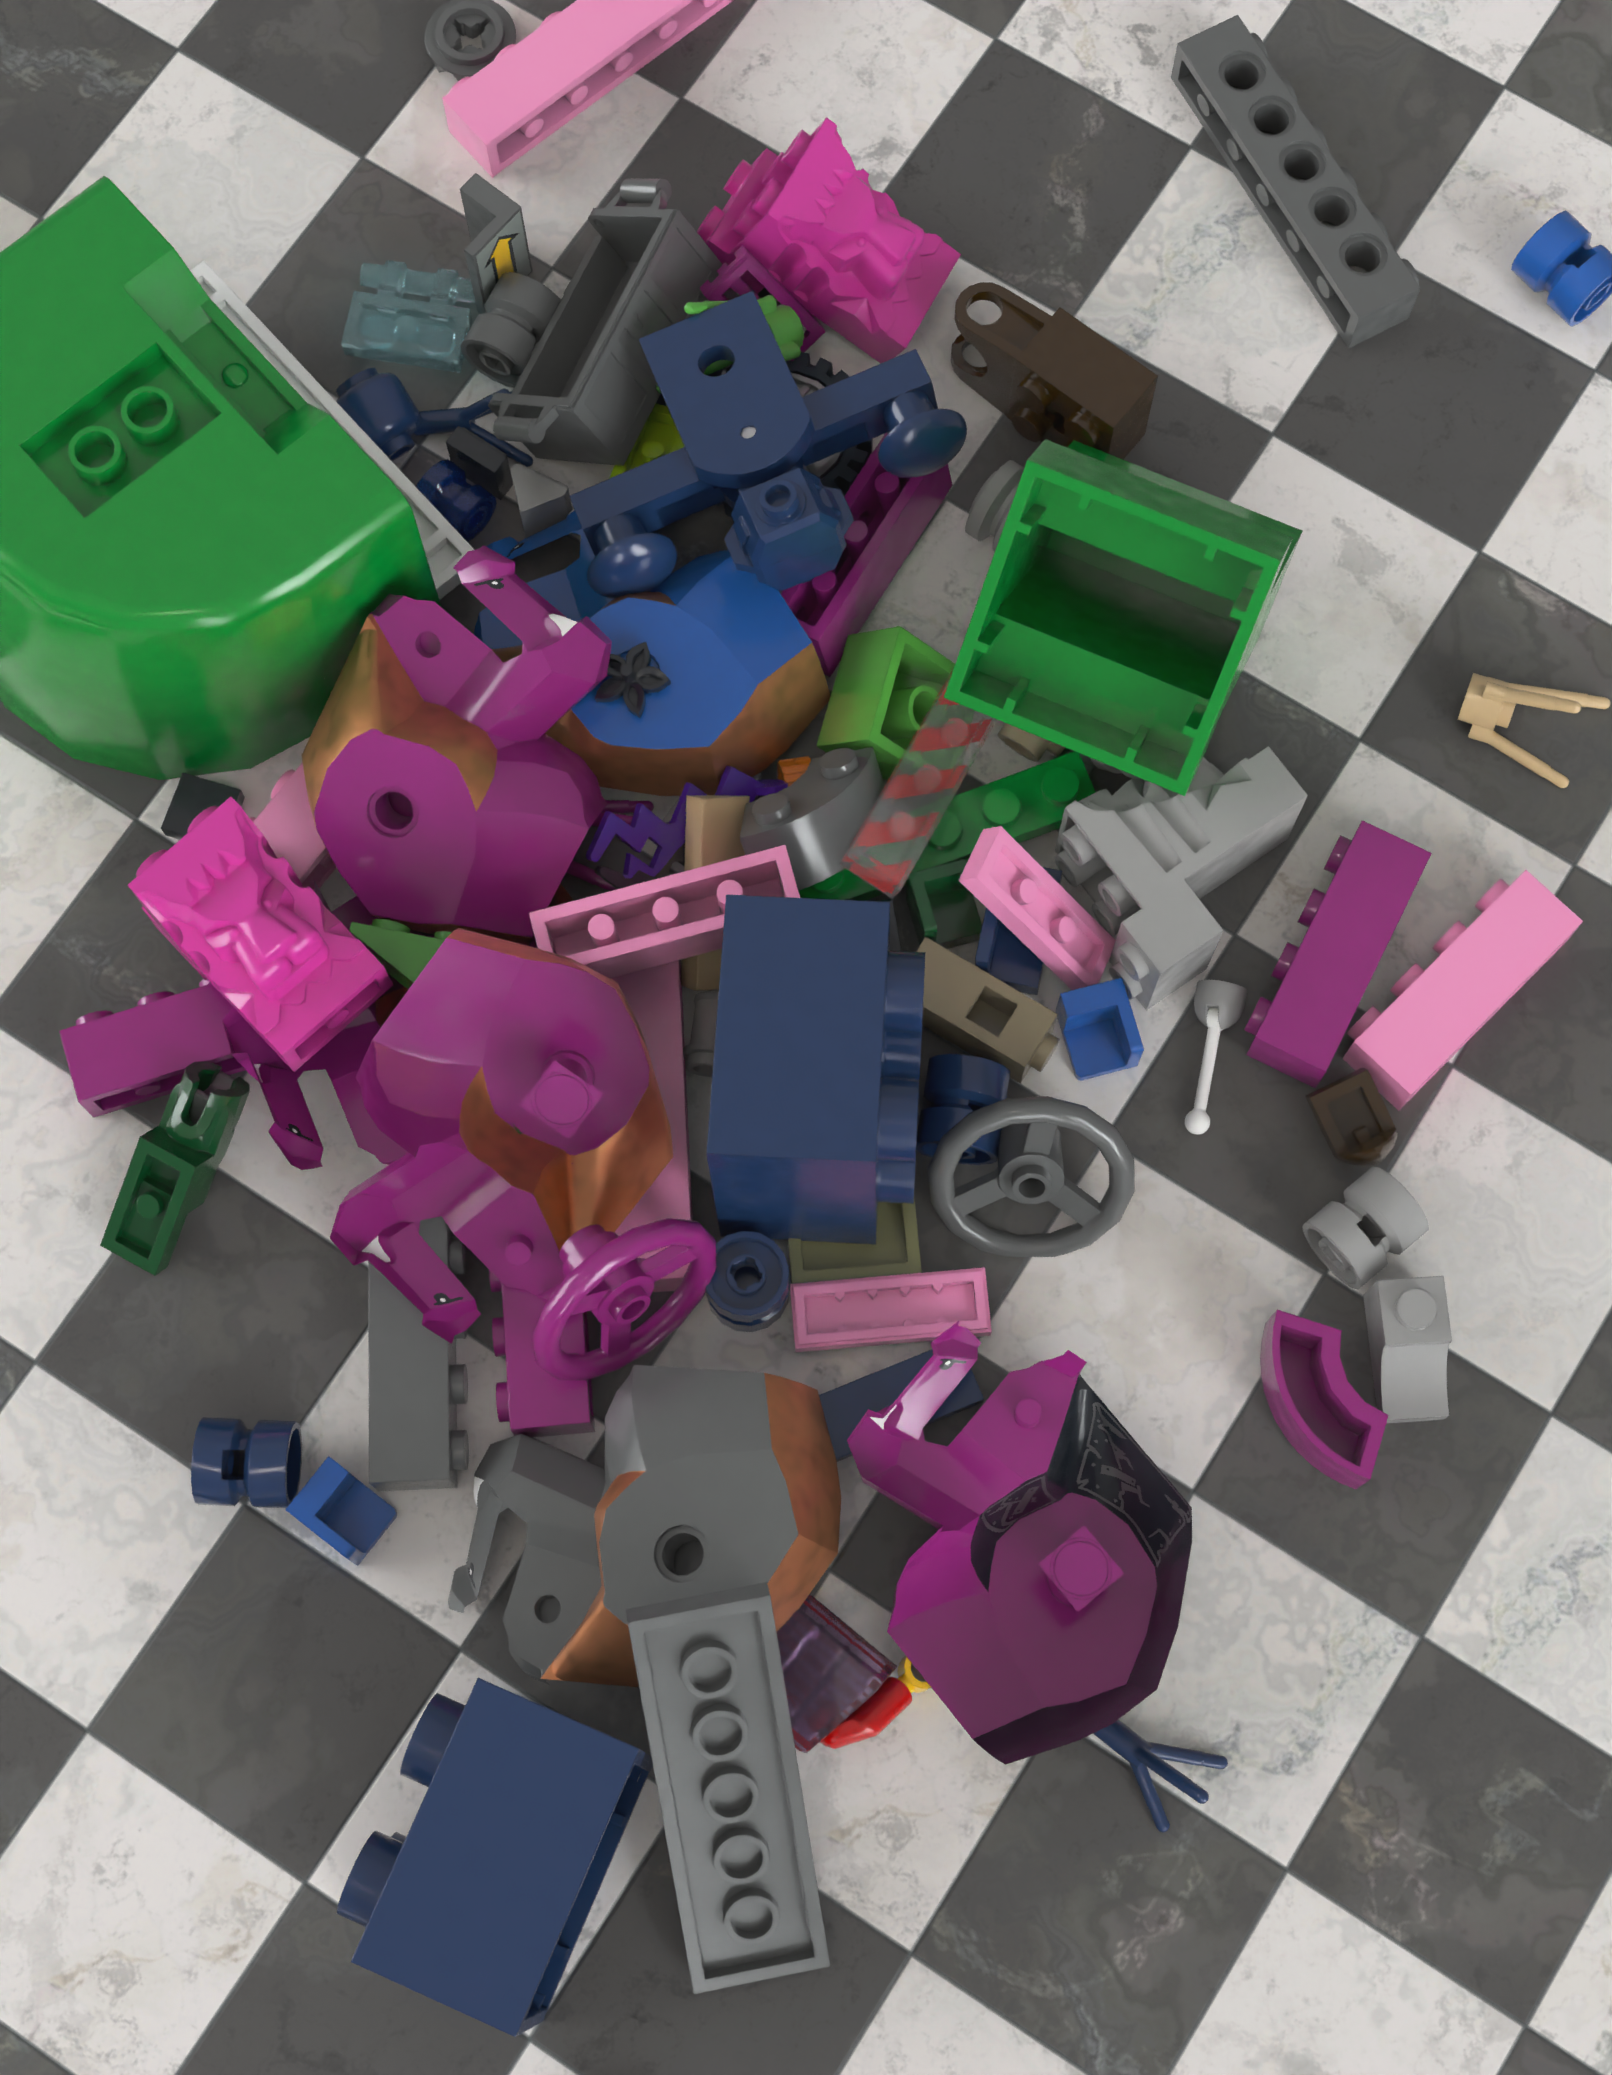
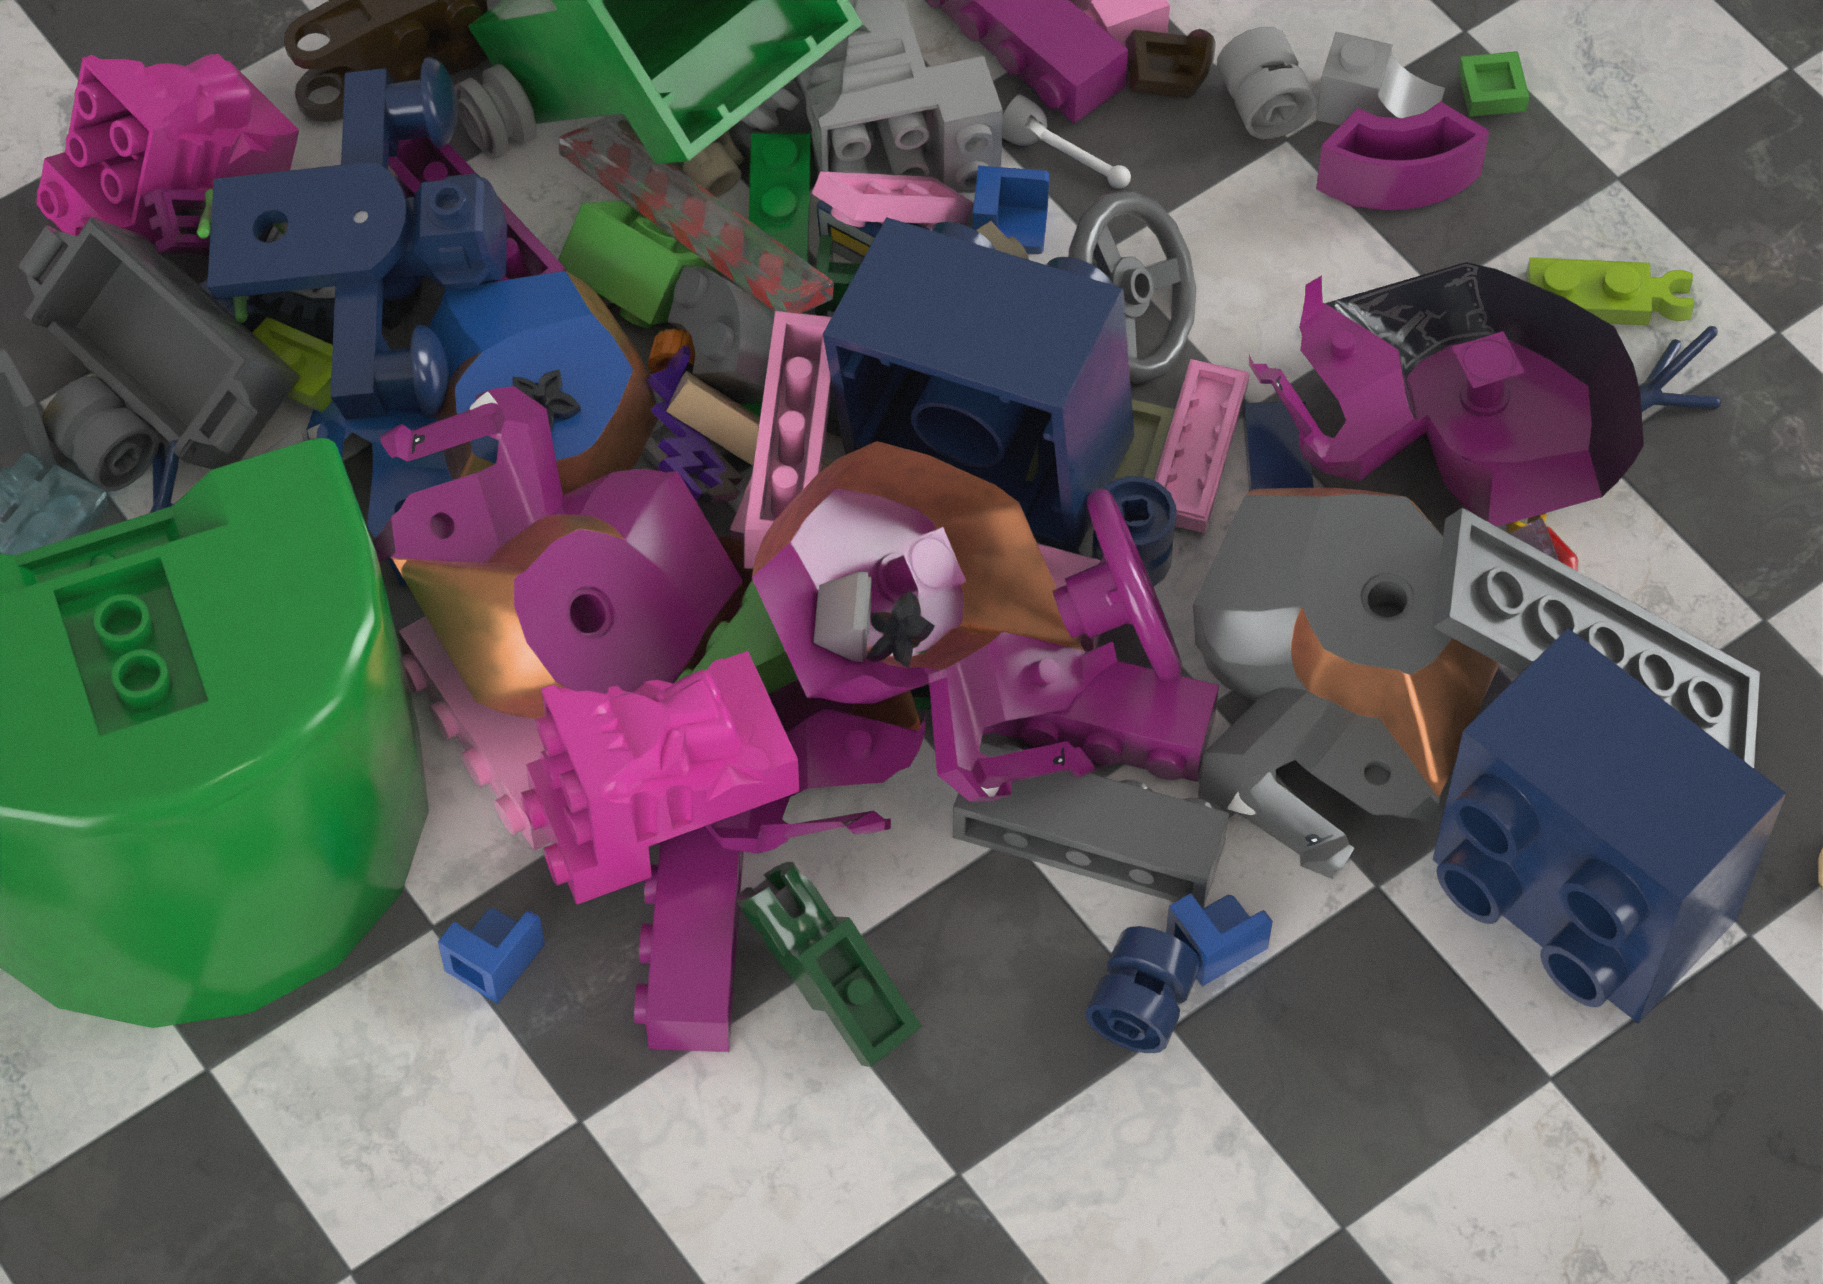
camera: 70 degrees left, 15 degrees down
(101, 874) = (492, 952): none -> blue panel
(193, 797) = (459, 857): black tile -> none
(474, 1042) = (844, 616): none -> light grey slope
(482, 1097) = (900, 630): none -> black plant
(1254, 1662) = (1615, 289): none -> lime plate
(1476, 1465) = (1493, 84): none -> bright green plate

